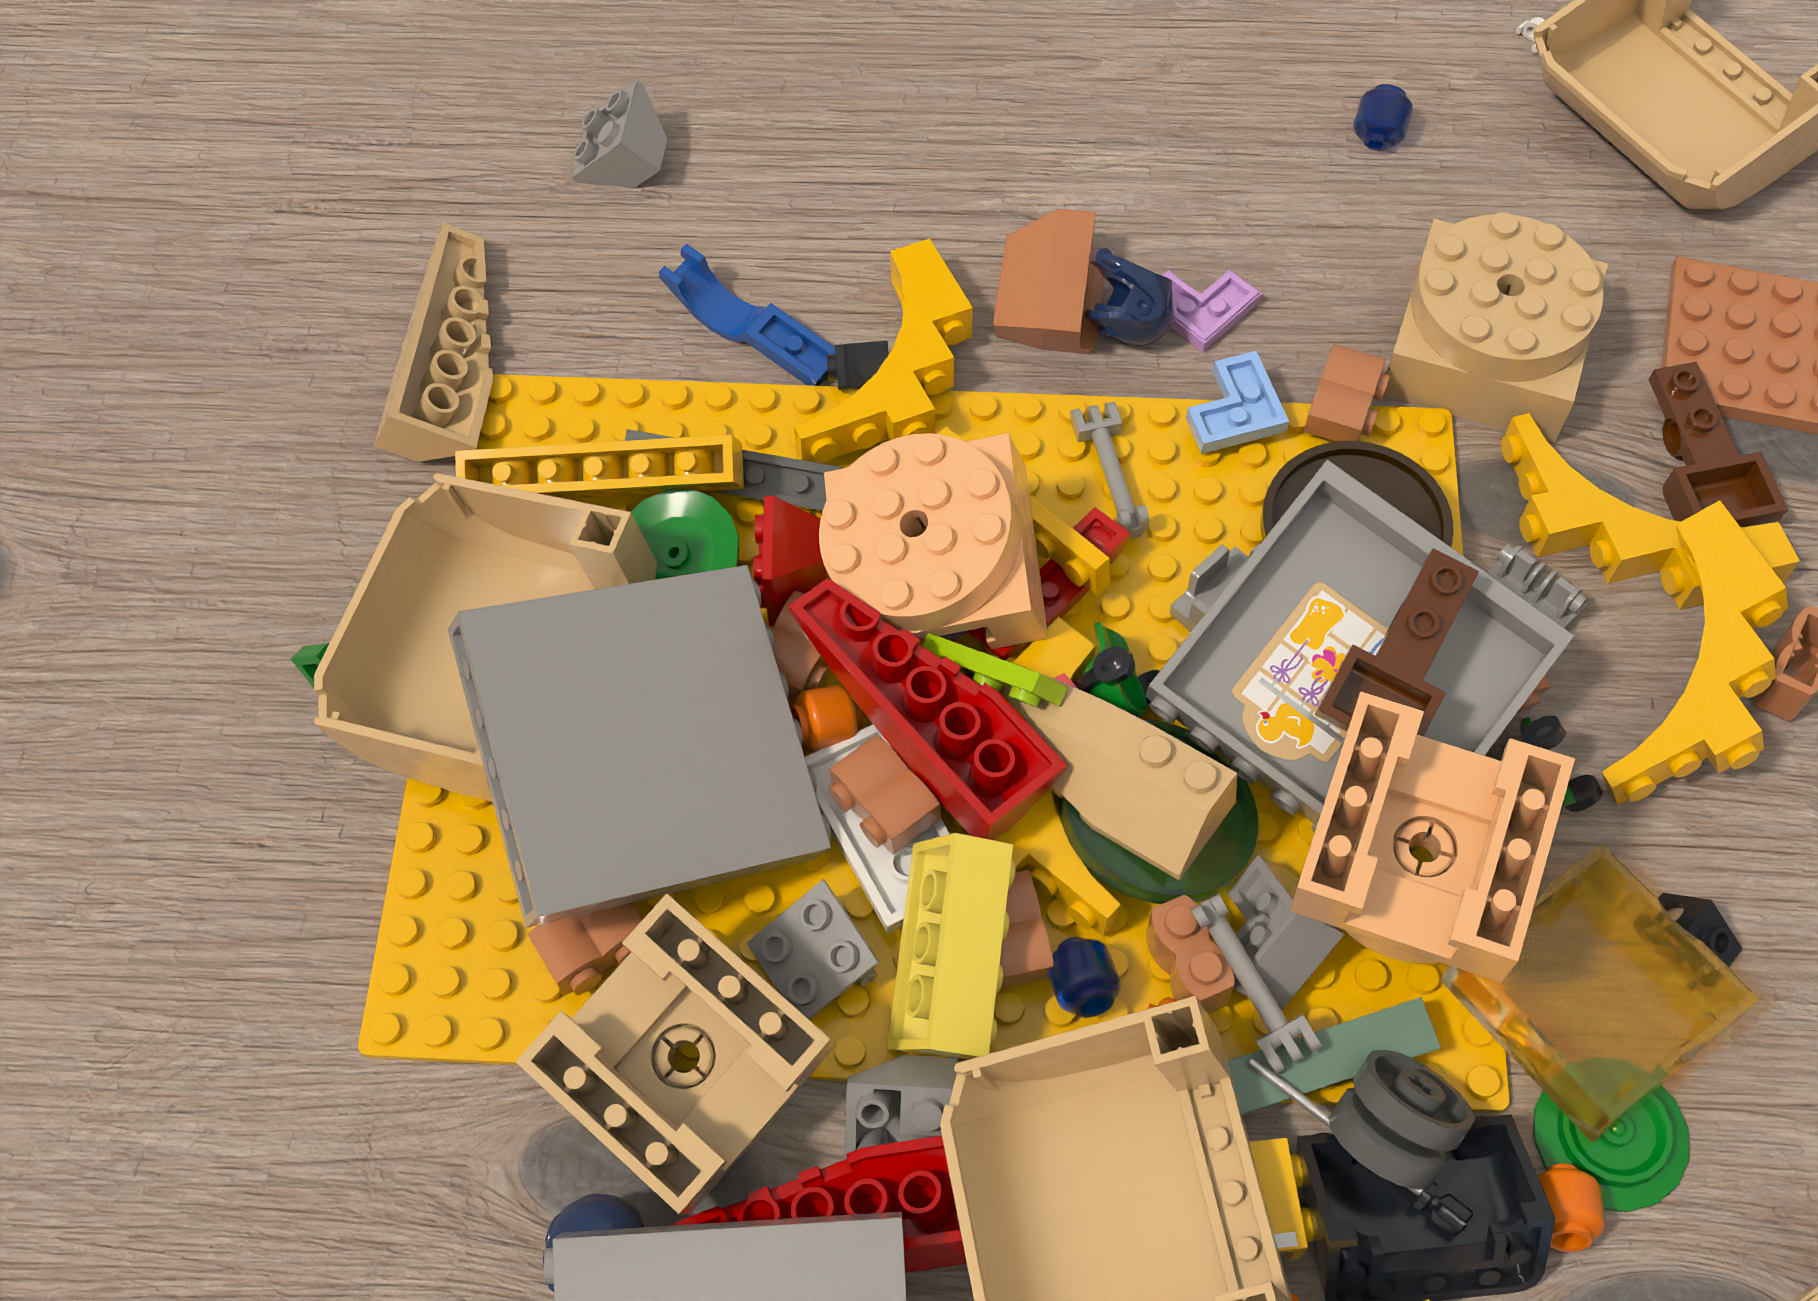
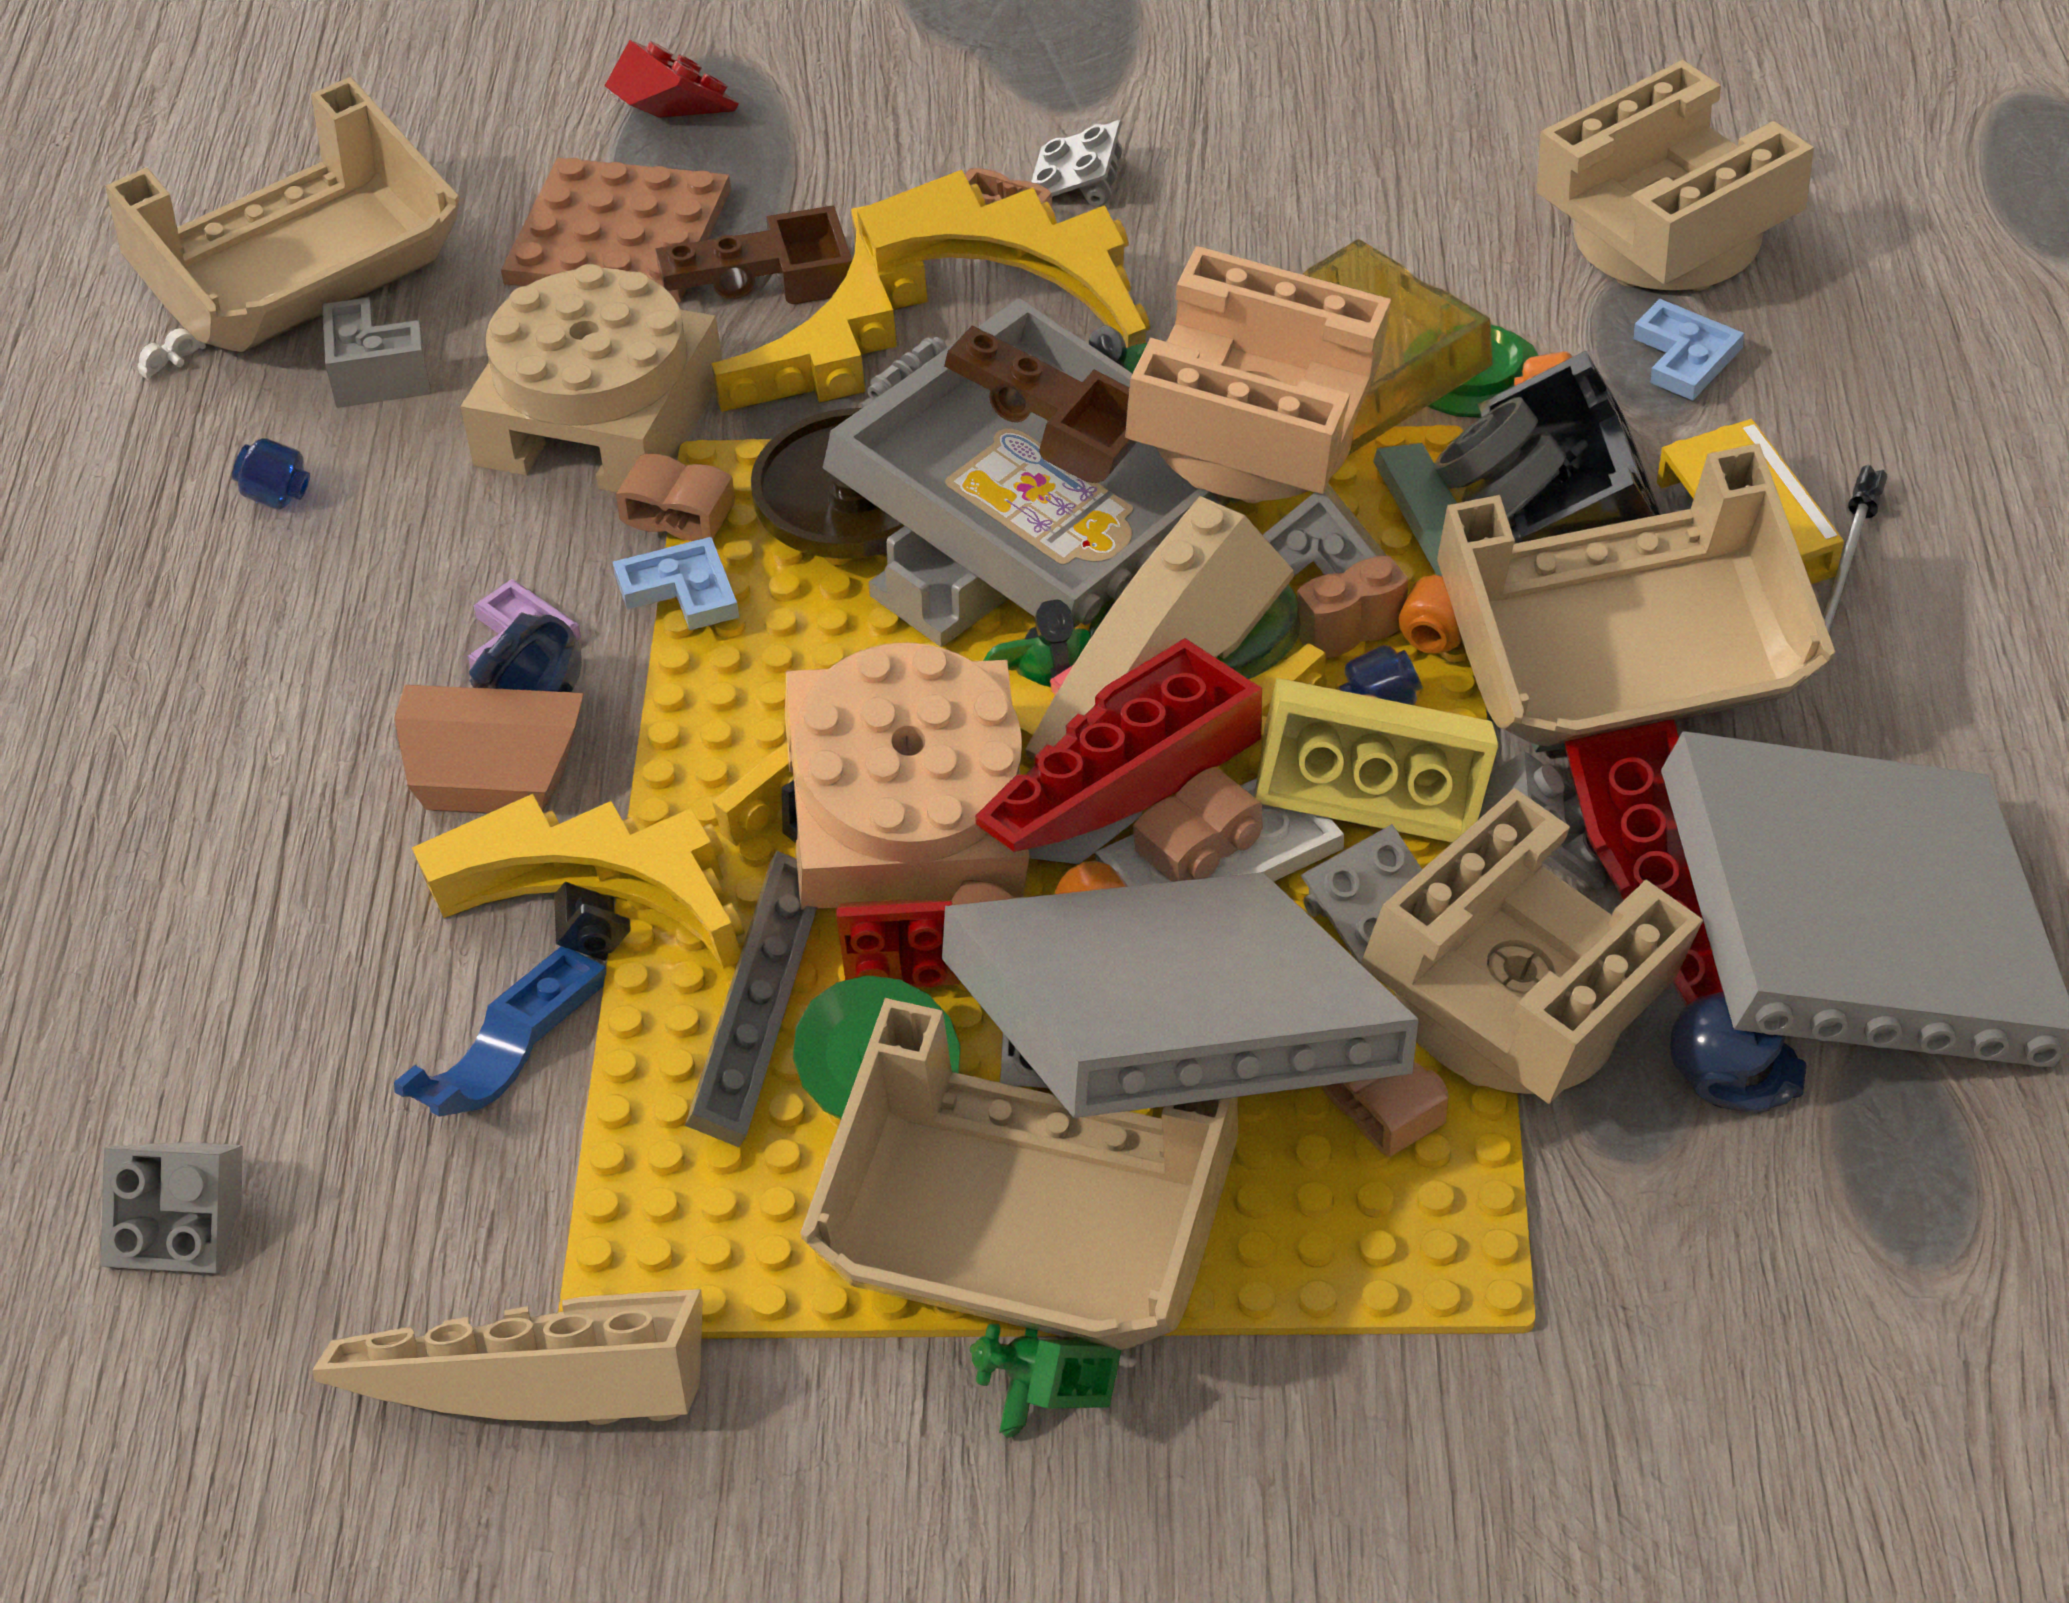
camera: 90 degrees left, 15 degrees down
(610, 467) = (763, 1125): yellow brick -> none
(1025, 683) = (1096, 664): lime plate -> none
(1100, 430) = (692, 703): light grey hinge -> none
(1281, 1031) = (1424, 531): light grey hinge -> none
(1530, 157) = (370, 360): none -> light grey panel

